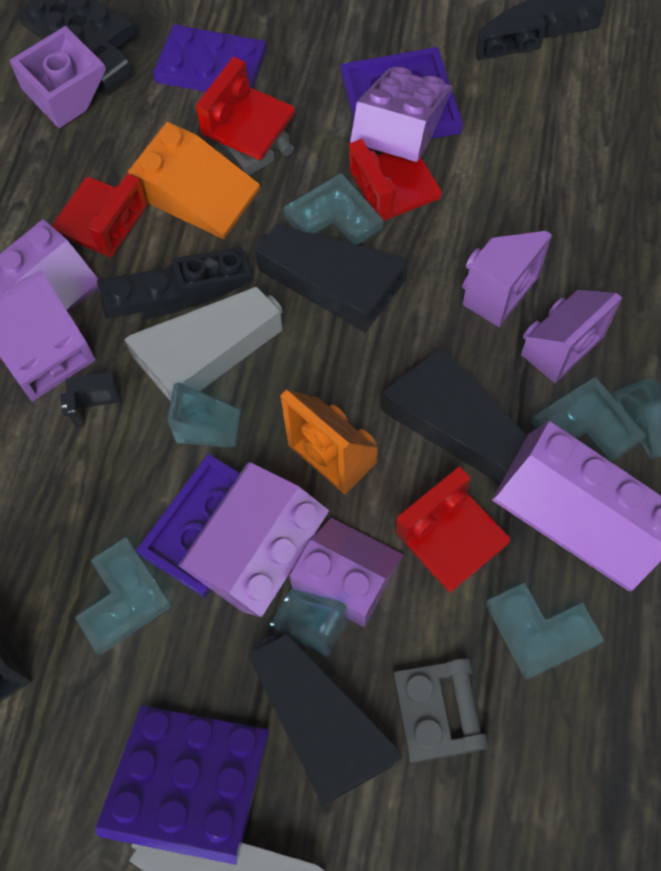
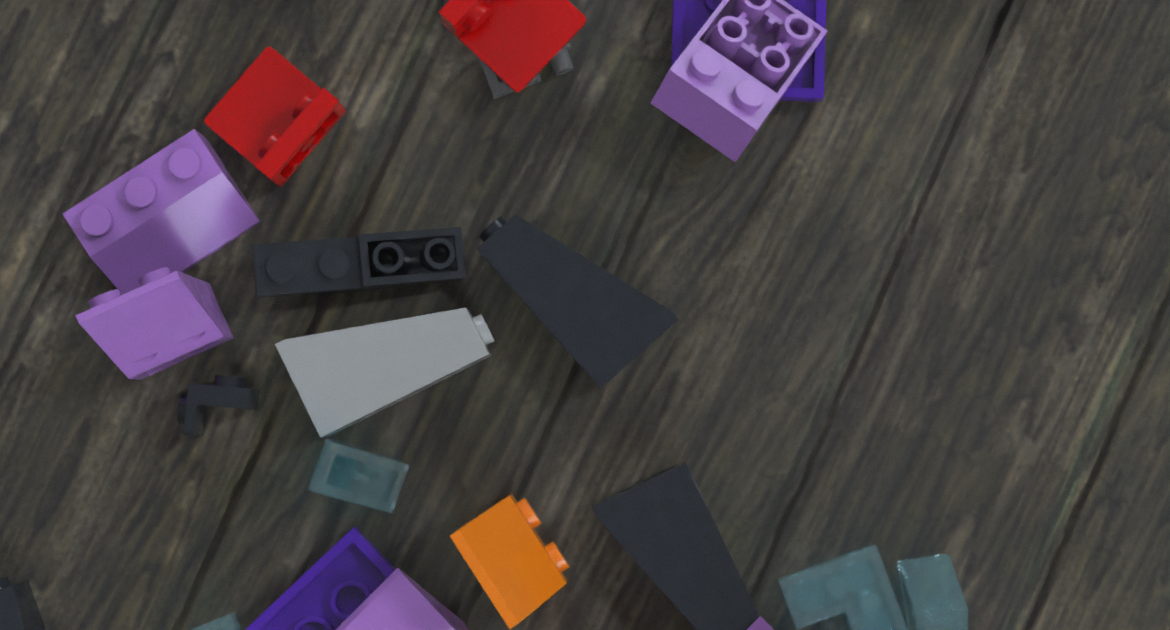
camera: 10 degrees right, 20 degrees up
(193, 181) = (418, 97): orange slope -> none
(337, 203) = (605, 181): clear light blue plate -> none
(391, 182) = (694, 176): red bracket -> none
(504, 274) = (800, 376): medium lavender slope -> none
(569, 331) = (862, 474): medium lavender slope -> none

